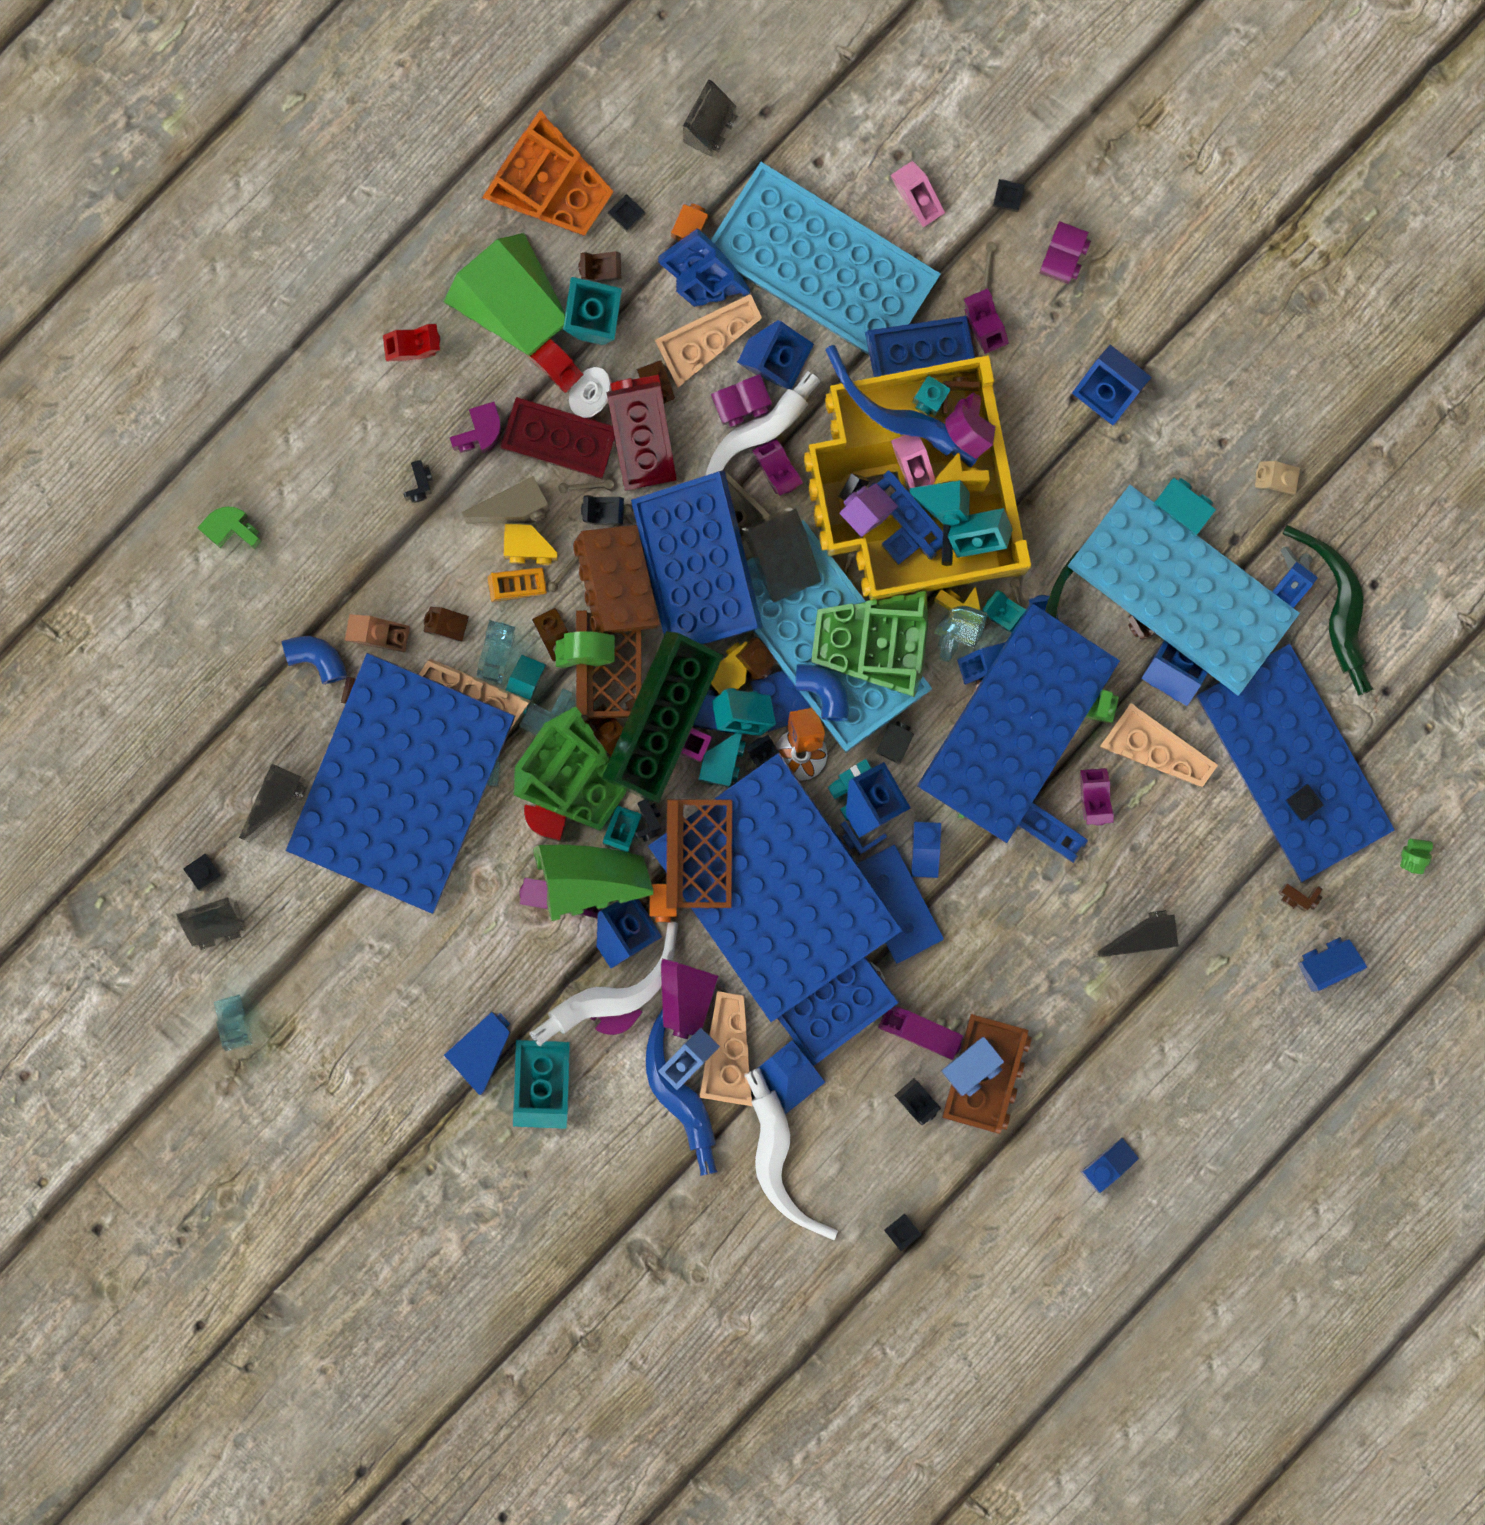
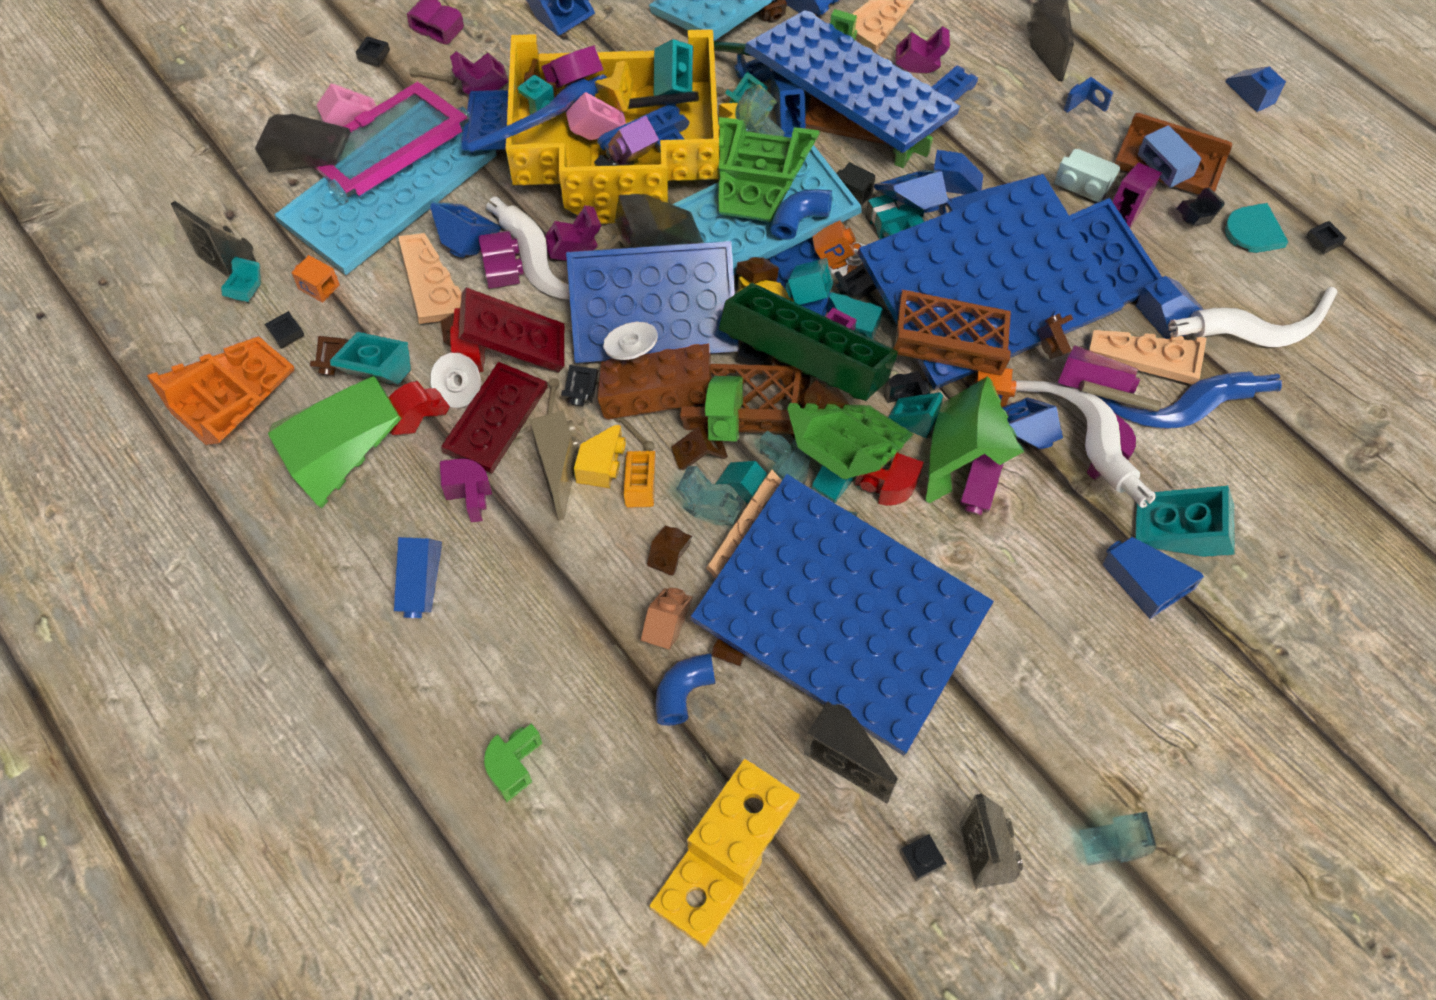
camera: 75 degrees left, 25 degrees down
(178, 713) = (724, 852): none -> yellow bracket
(384, 409) = (416, 575): none -> blue slope
(412, 344) = (355, 535): red brick -> none
(422, 476) = (506, 548): black bracket -> none
(651, 540) = (630, 340): none -> white dish
(661, 1019) = (1120, 396): none -> dark tan bar
(674, 155) = (243, 280): none -> teal bracket
(688, 1058) = (1163, 374): medium blue brick -> none
(702, 270) = (361, 271): blue slope -> none
(720, 948) = (1053, 338): none -> reddish brown bracket
(852, 164) = (300, 143): none -> clear smoke slope
(872, 246) = (391, 139): none -> door
(906, 1160) = (1255, 229): none -> teal tile
(944, 501) = (638, 93): teal slope -> none
(950, 986) = (1086, 174): none -> light aqua bracket
(1066, 973) = (1085, 91): none -> blue bracket

